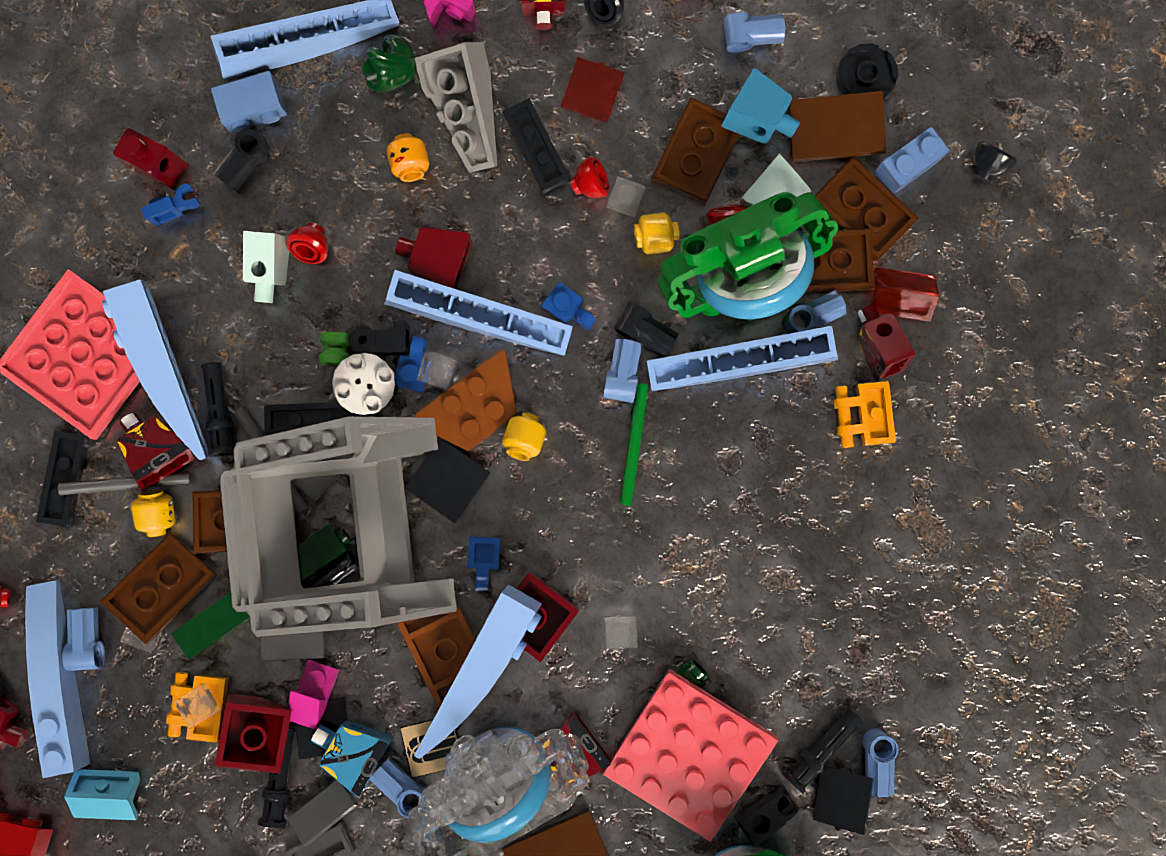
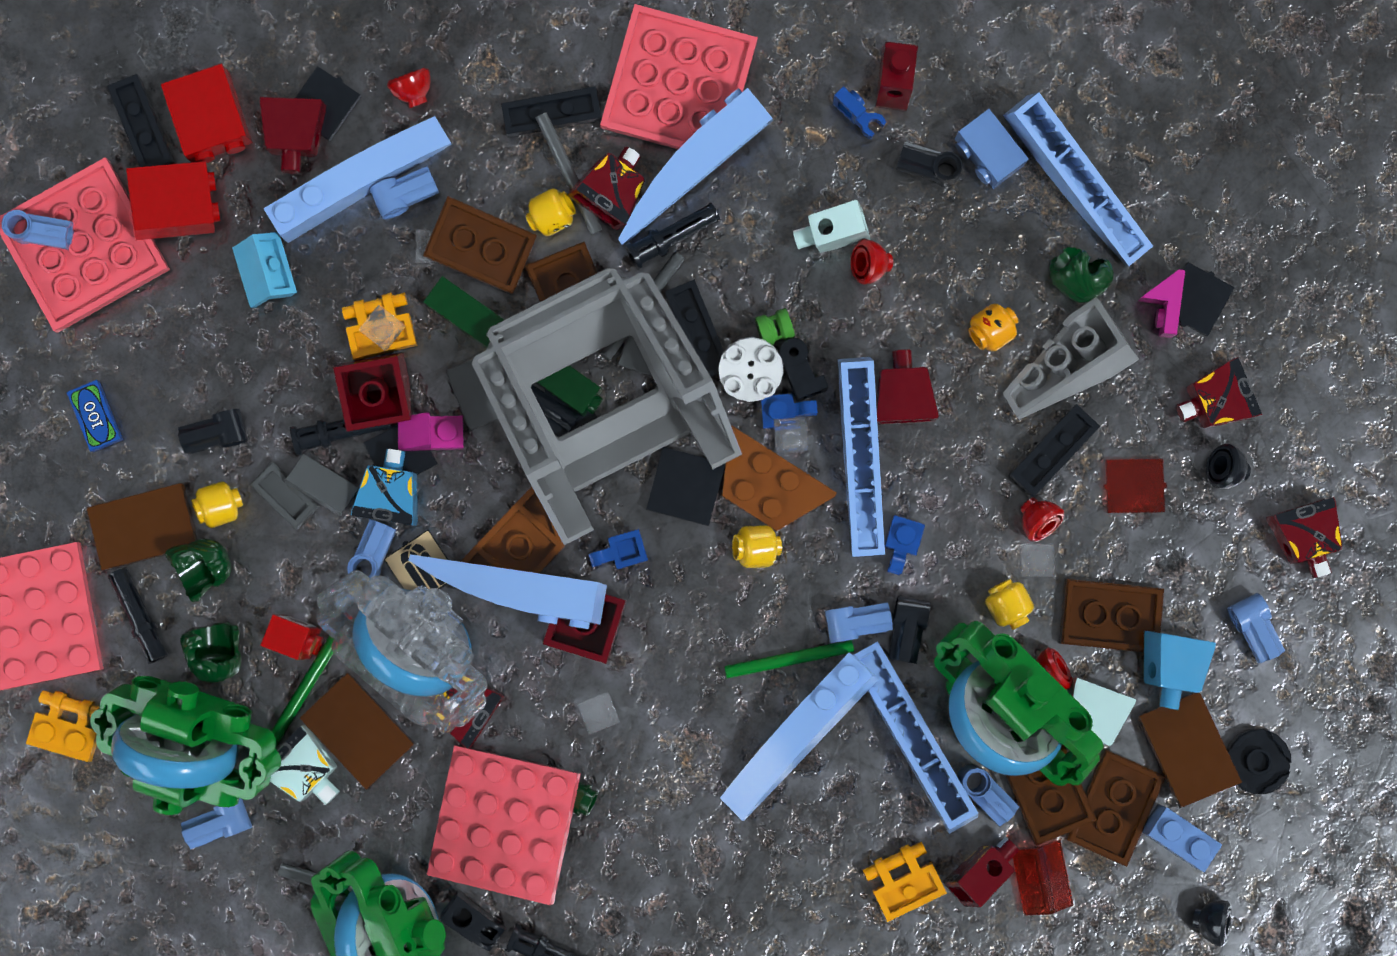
camera: 70 degrees right, 0 degrees up
(705, 460) = (799, 735): none -> light blue slope

